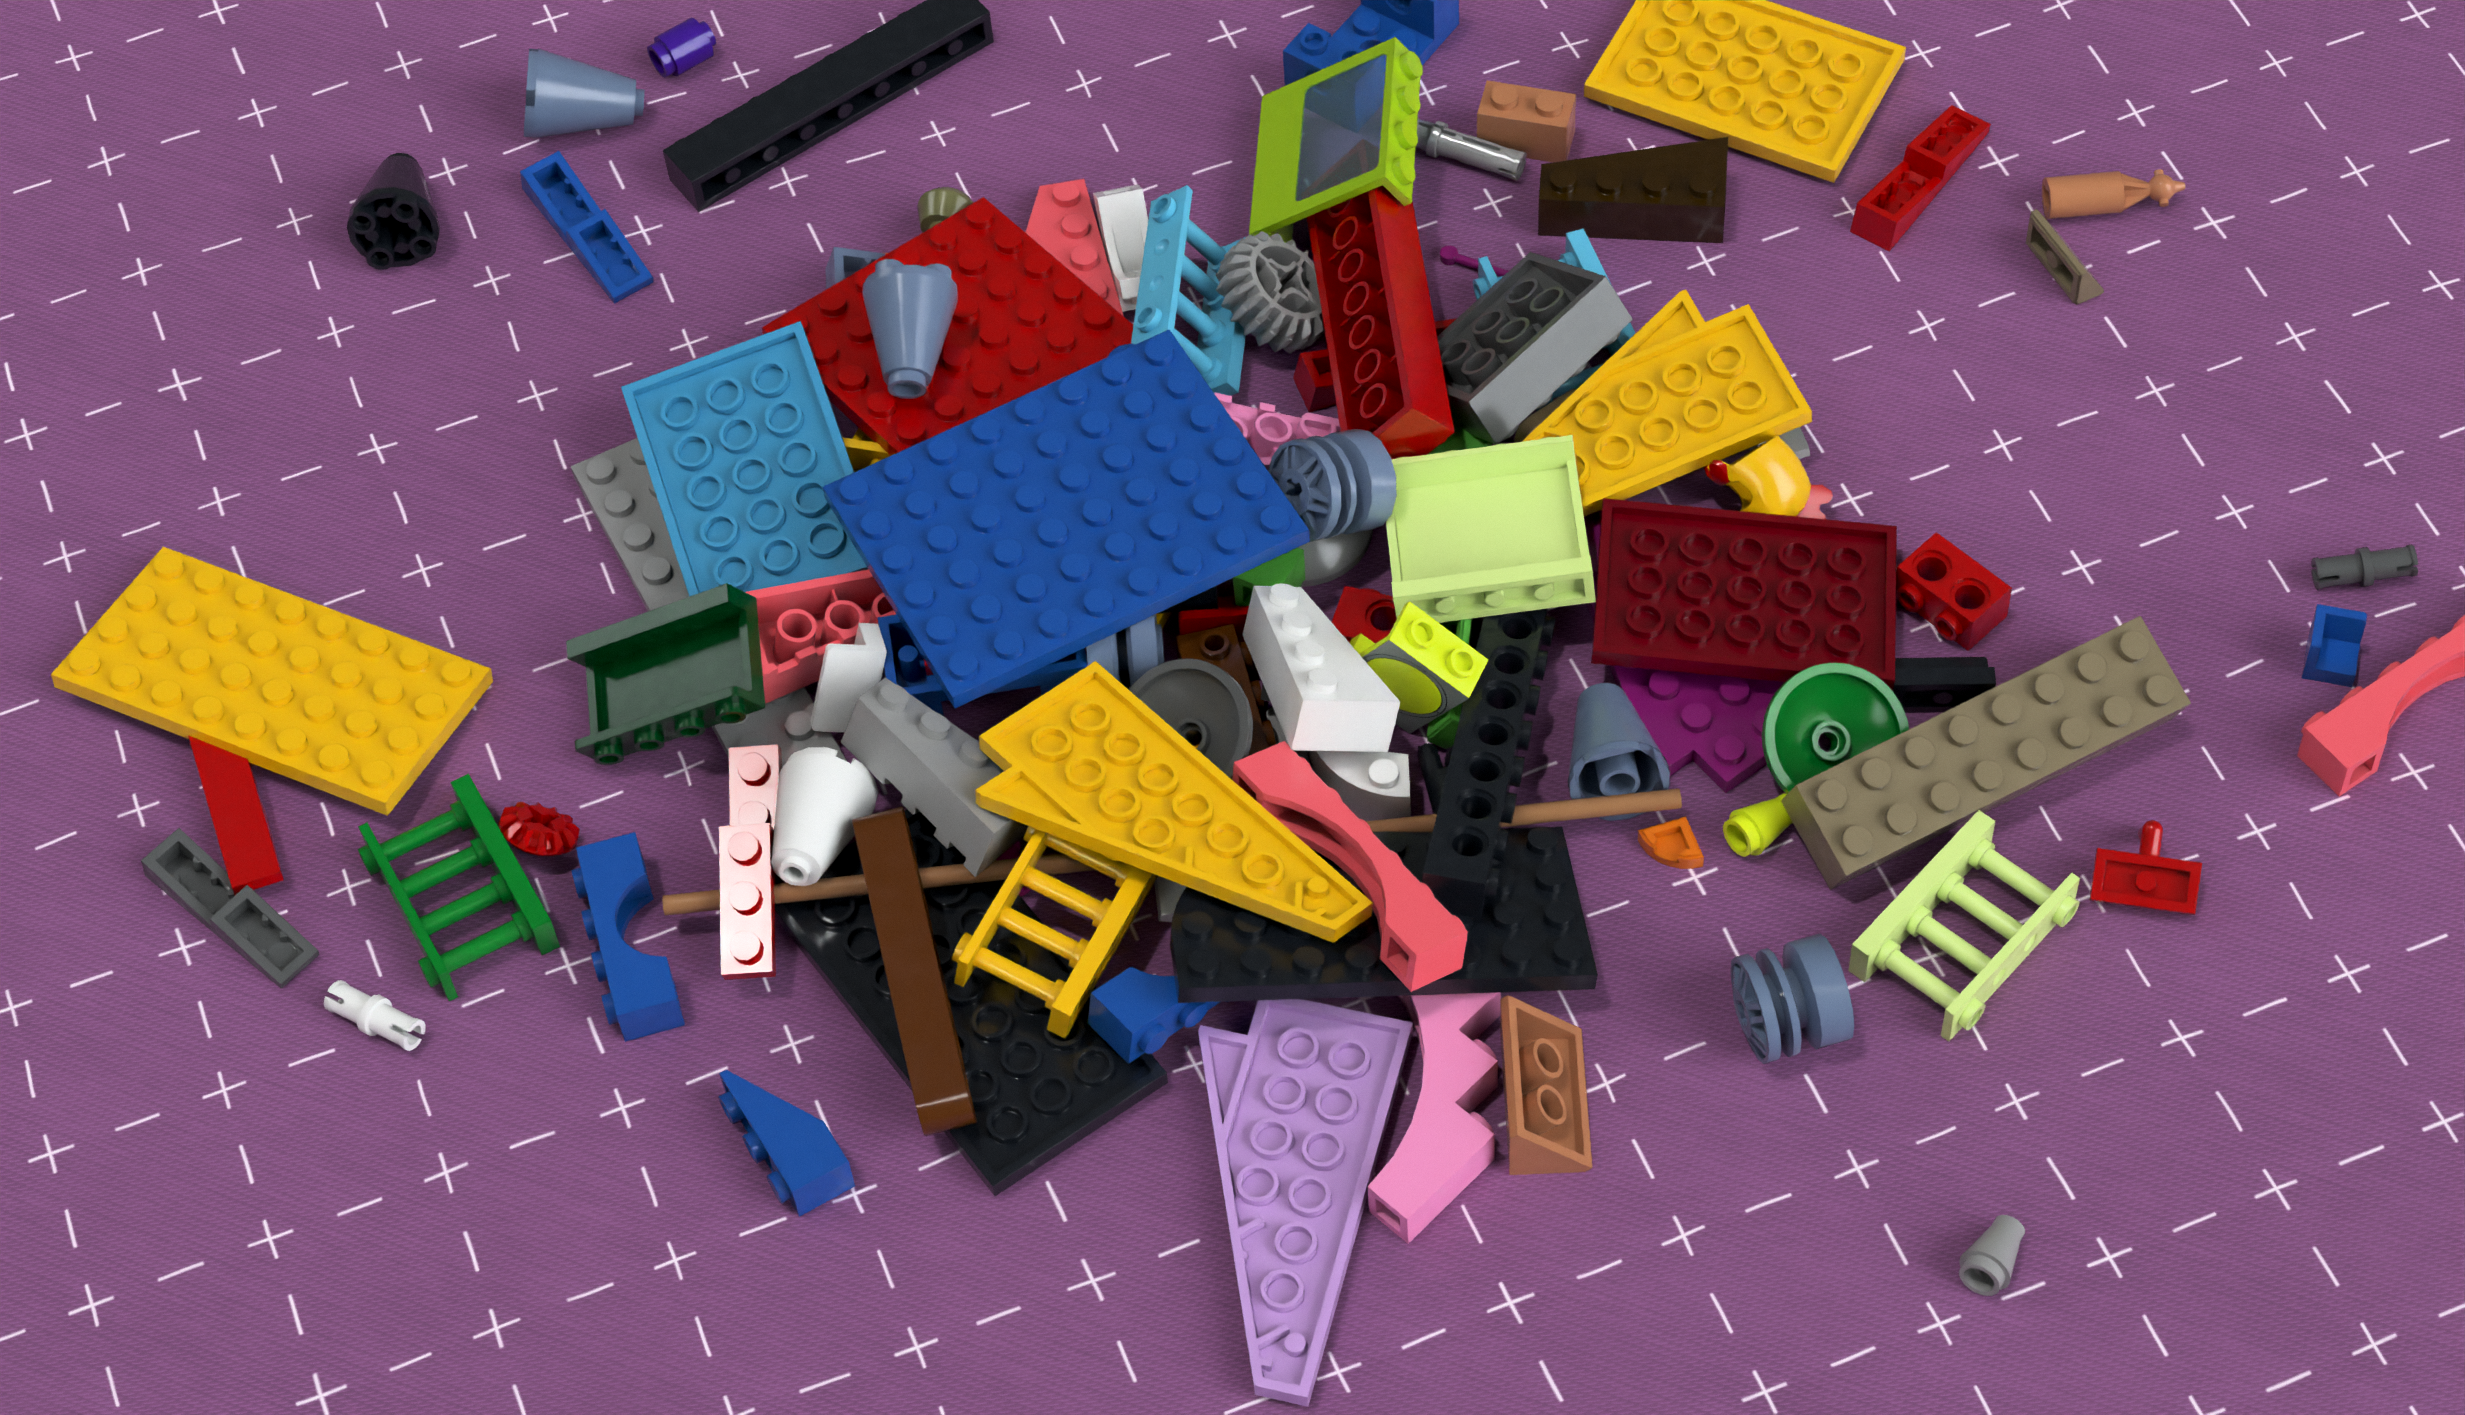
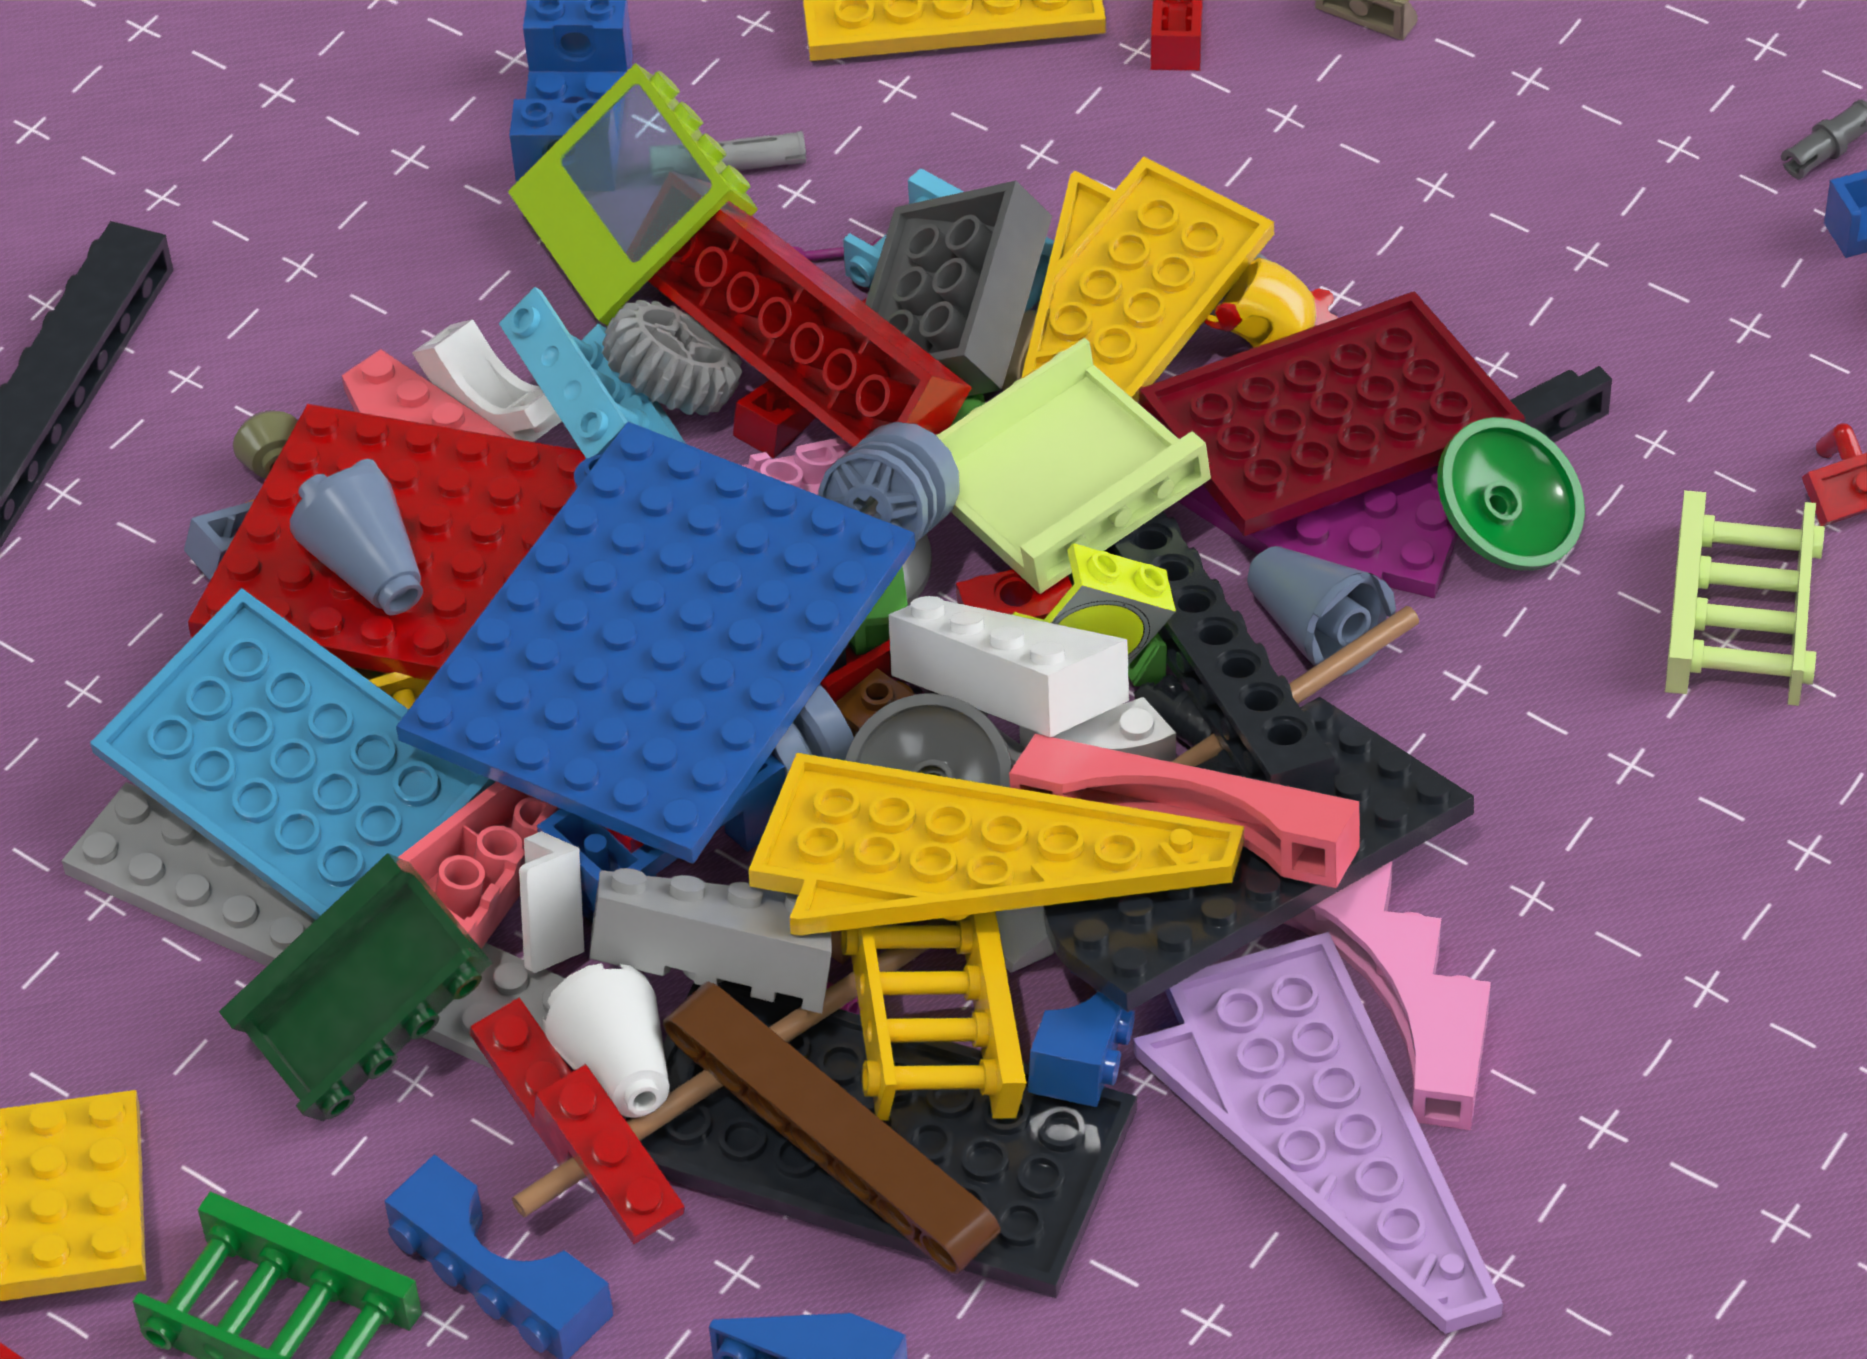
camera: 35 degrees left, 5 degrees down
(538, 829) = (320, 1209): red gear -> none
(1528, 120) = (783, 99): nougat brick -> none
(1543, 1091) = (1488, 933): nougat slope -> none
(1639, 194) = (942, 118): dark brown wedge -> none
(1672, 844) = (1427, 663): orange tile -> none
(1756, 826) = (1493, 607): neon yellow cone -> none
(1800, 996) = (1656, 729): sand blue wheel -> none
(1955, 585) = (1504, 324): red brick -> none
(1984, 752) = (1647, 444): dark tan brick -> none

